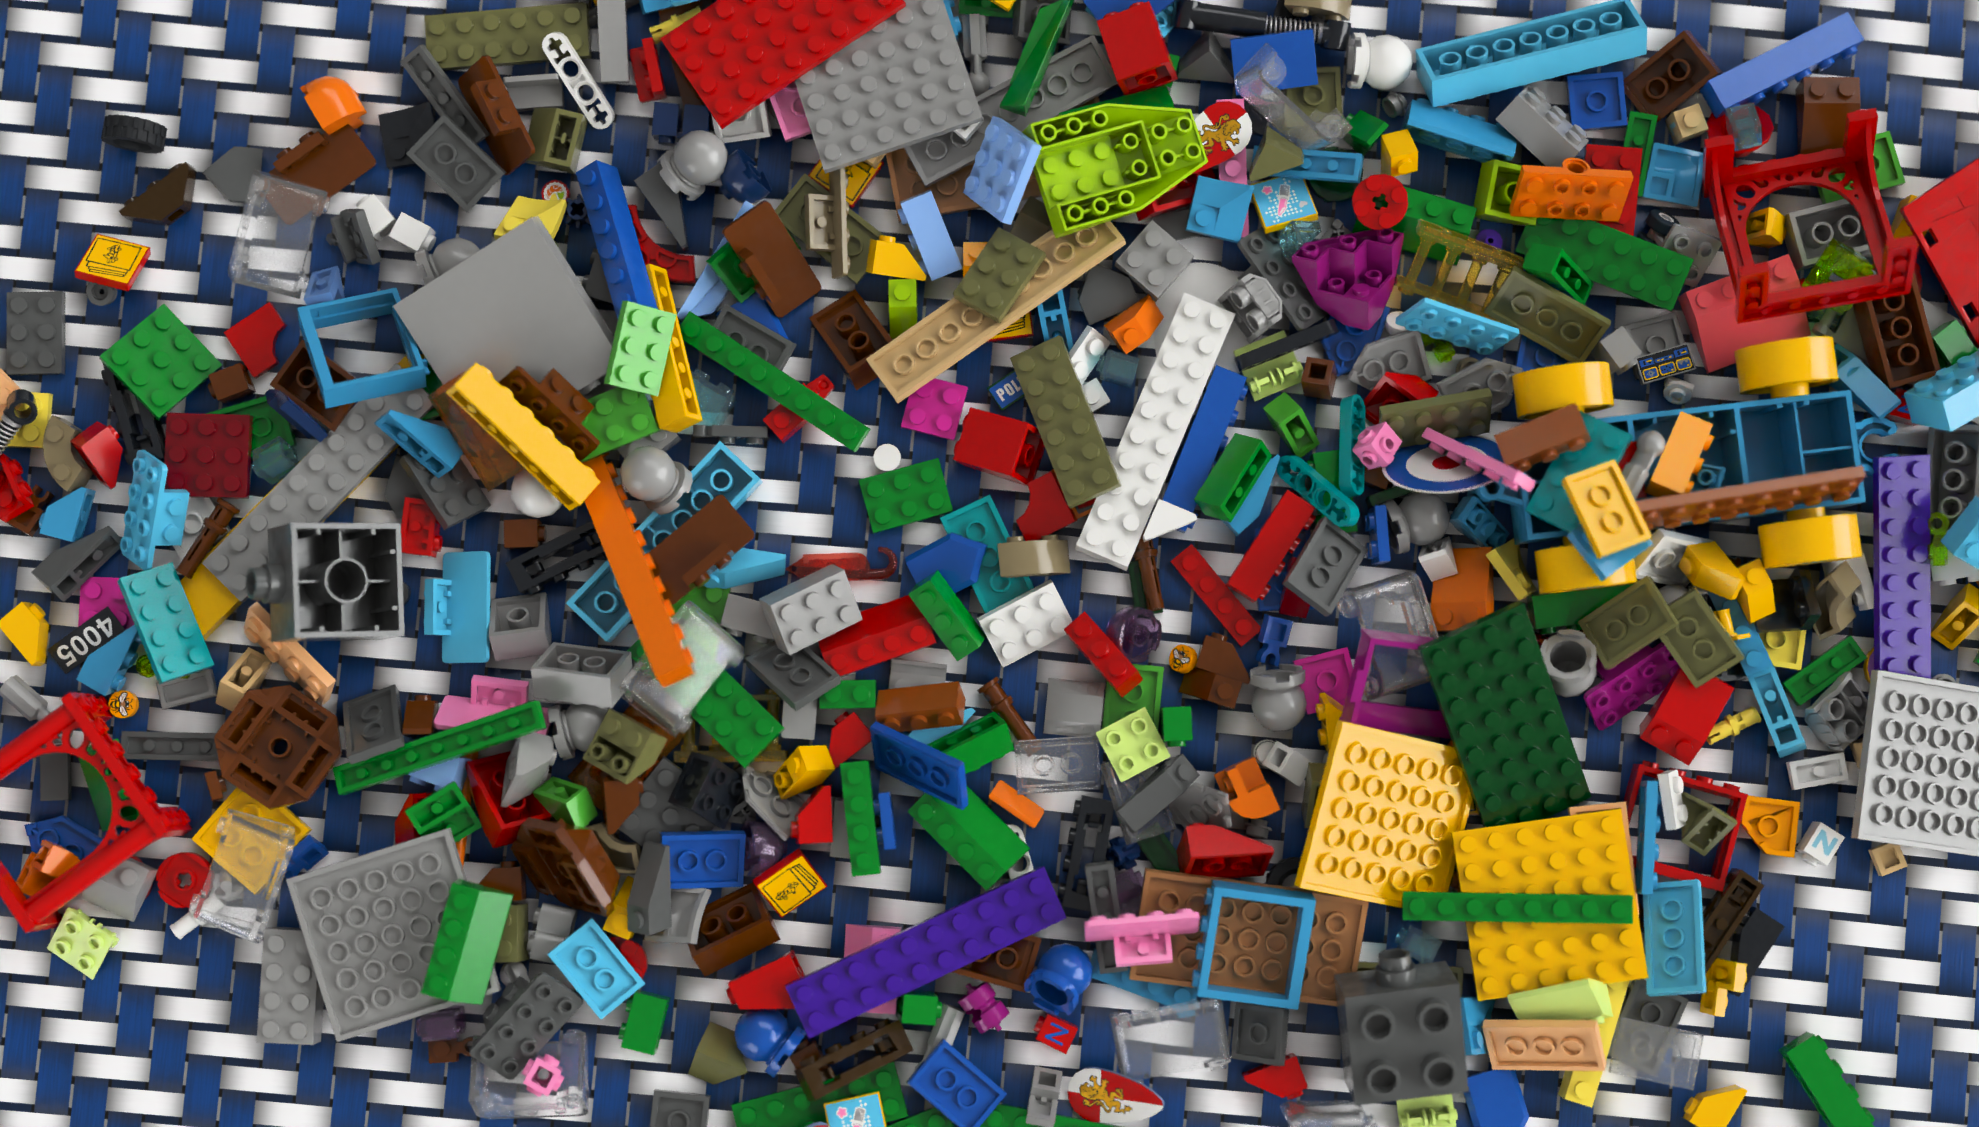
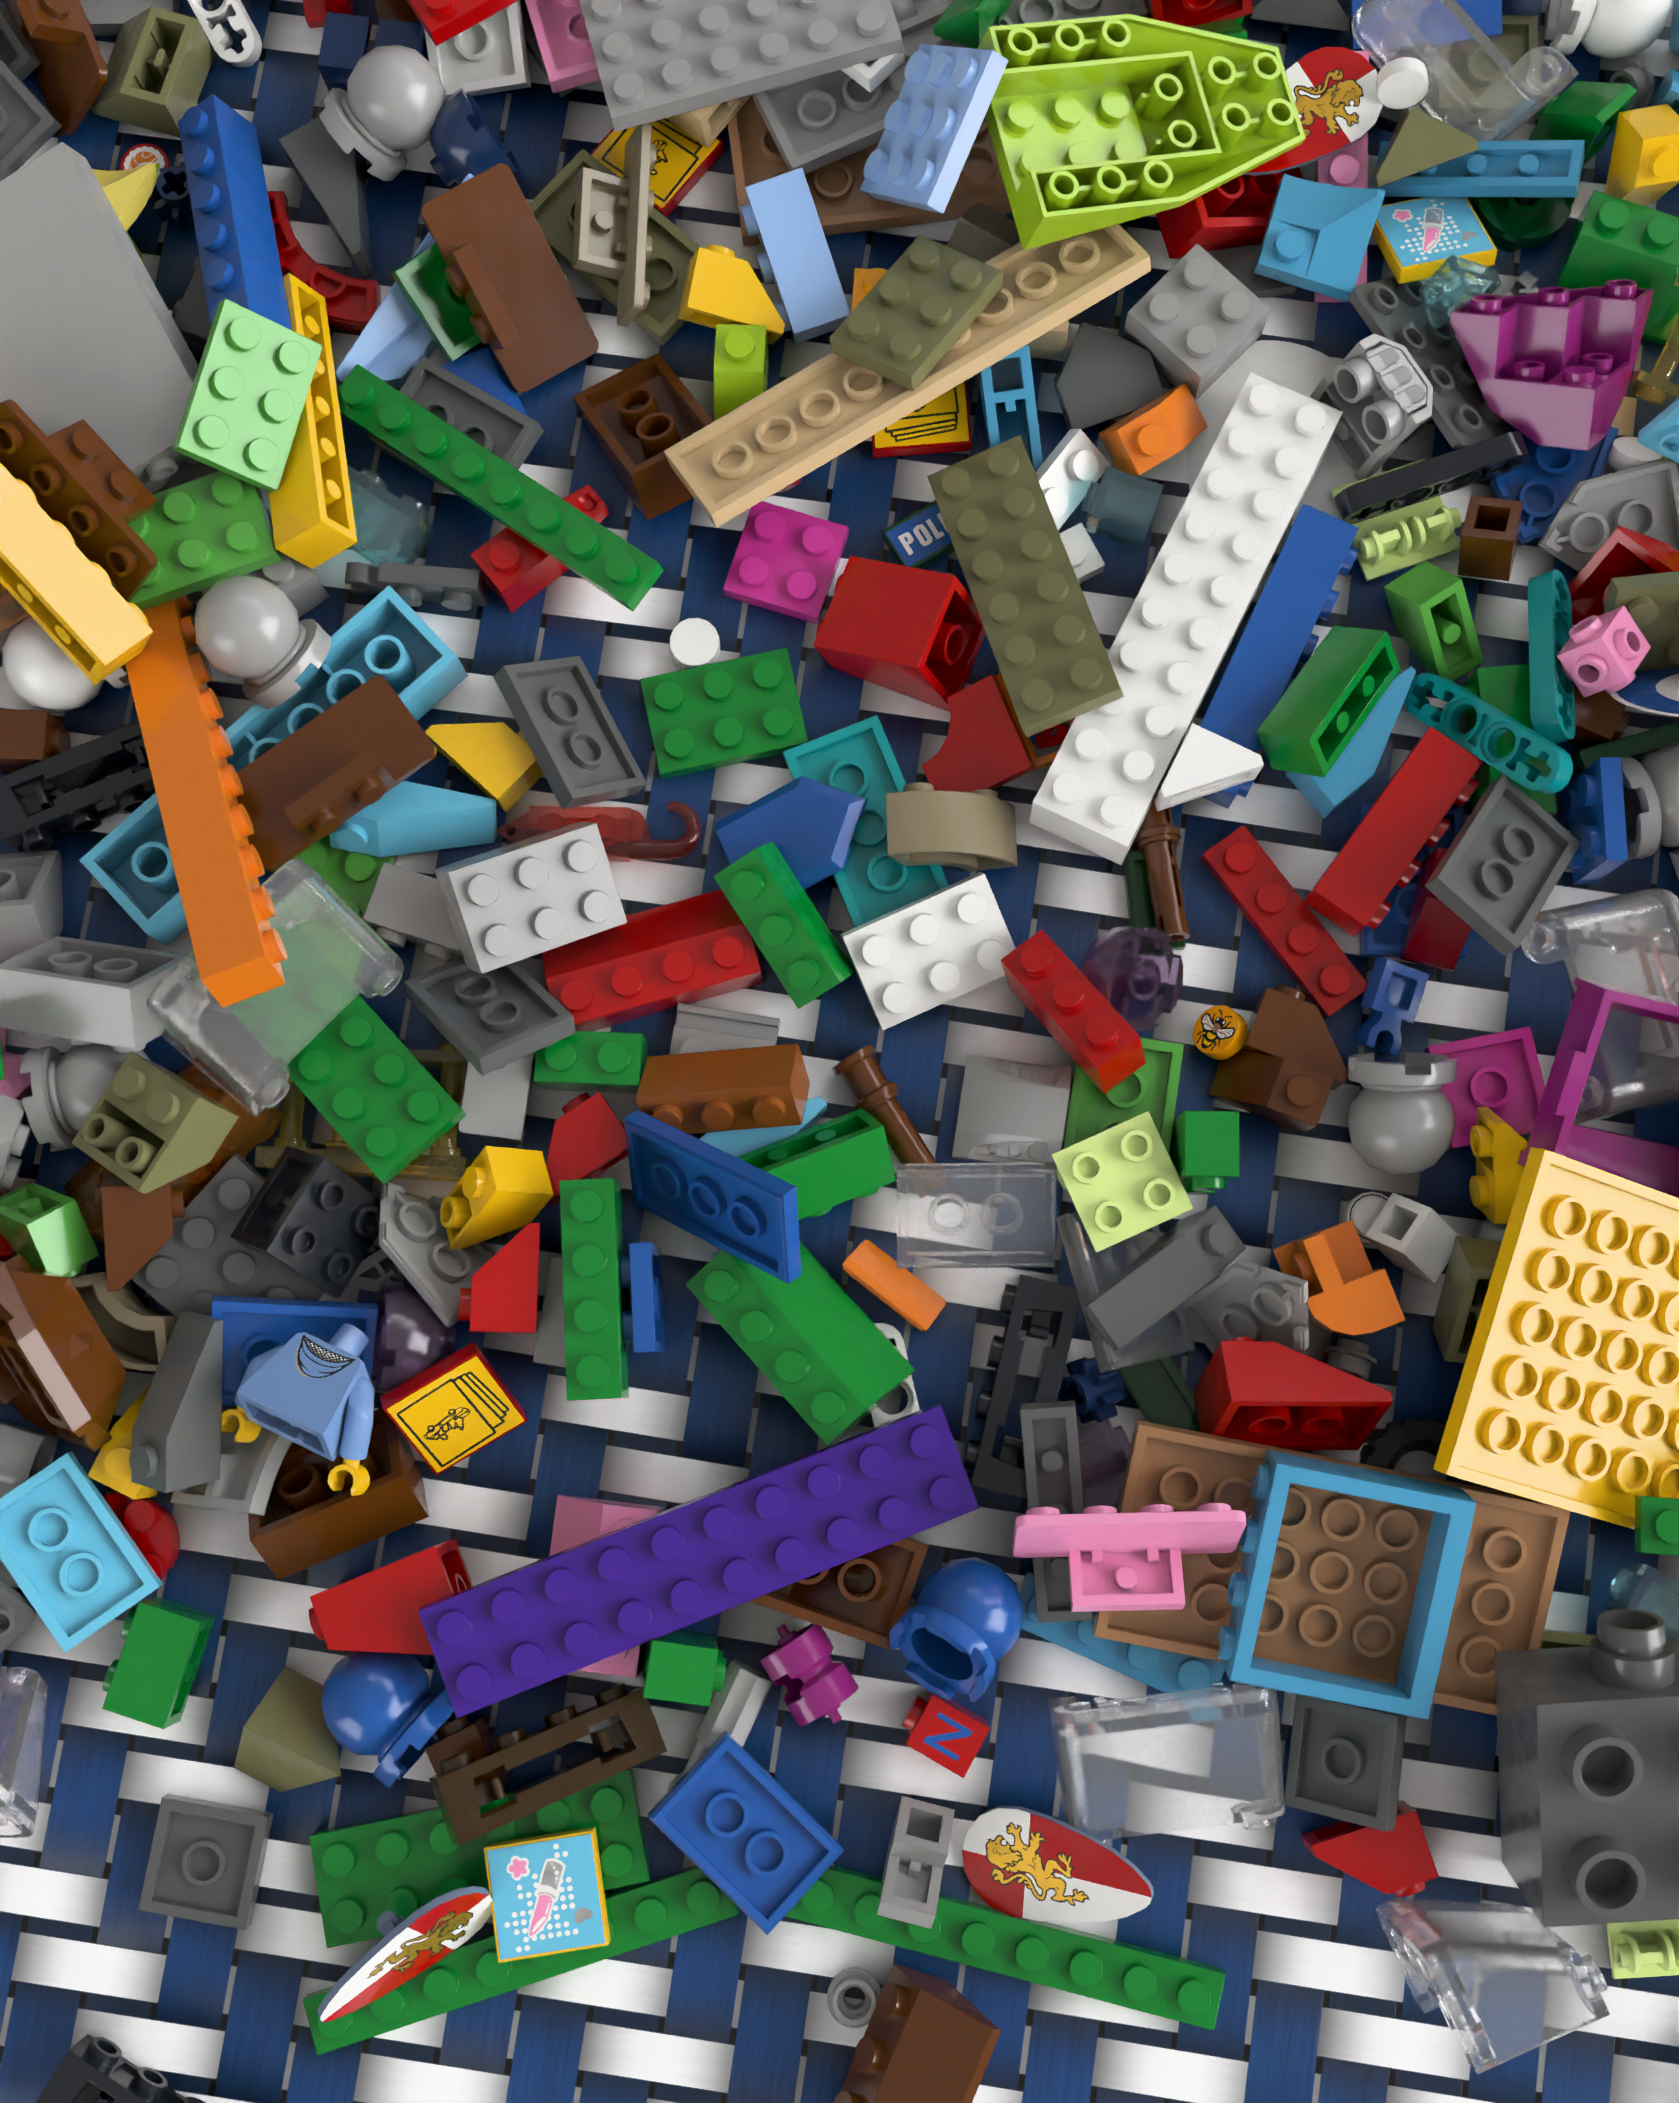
camera: 10 degrees right, 5 degrees down
(719, 882) = (312, 1397): none -> medium blue torso
(781, 529) = (490, 758): none -> yellow slope
(823, 514) = (570, 731): none -> dark grey plate
(1261, 122) = (1402, 83): none -> white piece
(1386, 216) = (1611, 196): red plate -> none

